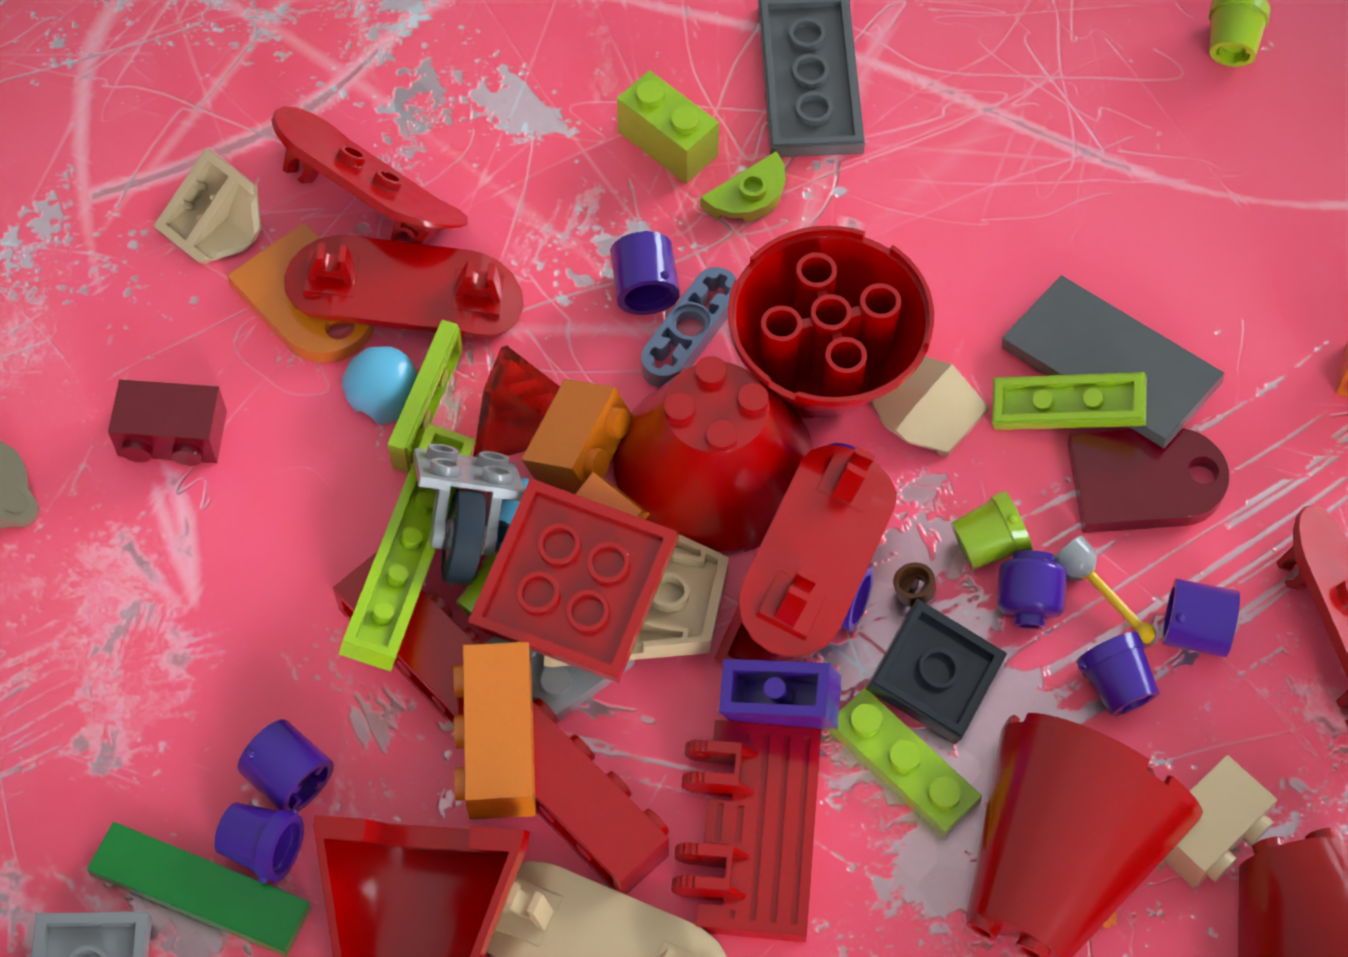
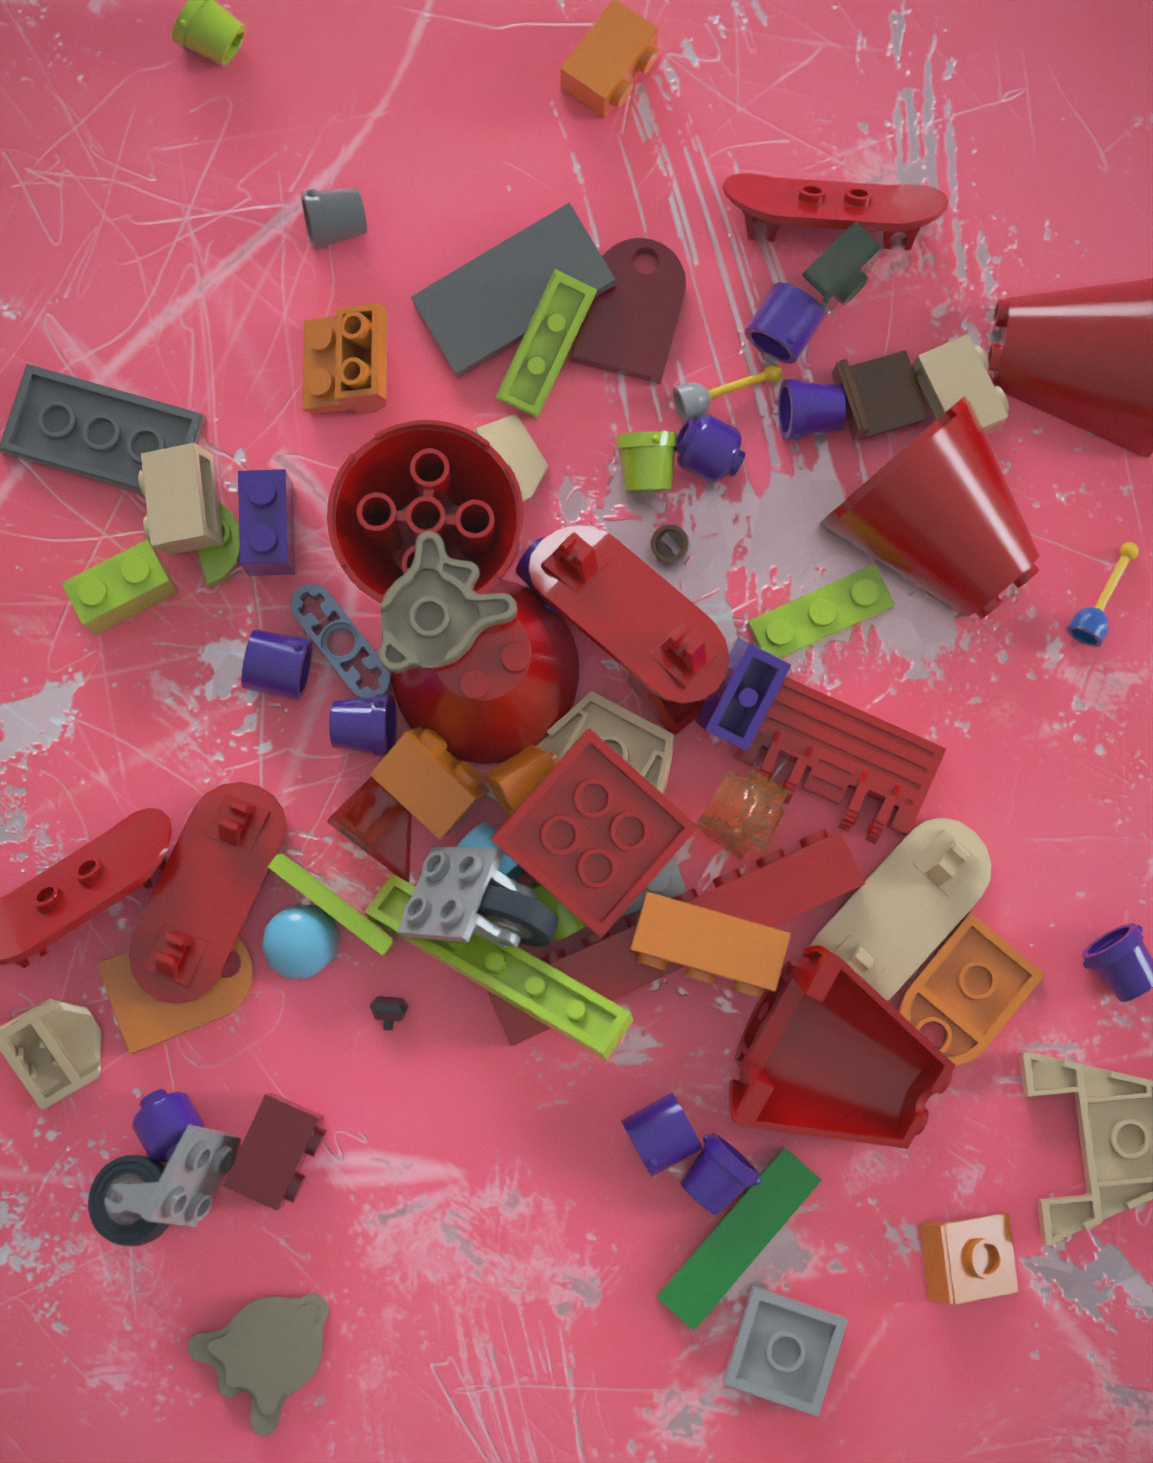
camera: 75 degrees left, 20 degrees up
(107, 336) = (140, 1198): none -> light grey plate
(165, 326) = (163, 1122): none -> dark purple head
(338, 482) = (388, 1010): none -> black rock
(615, 361) = (364, 724): none -> dark purple piece
(654, 736) = (743, 813): none -> clear orange hair
(738, 345) = (434, 612): none -> dark tan tile
(770, 140) = (180, 499): none -> tan piece
(774, 212) = (266, 522): none -> dark purple brick
(936, 671) = (752, 556): black tile -> none
(970, 238) = (346, 360): none -> orange brick
(1107, 182) = (333, 216): none -> dark grey piece
(1171, 735) = (880, 395): none -> reddish brown piece
(1280, 647) = (843, 267): none -> clear green piece

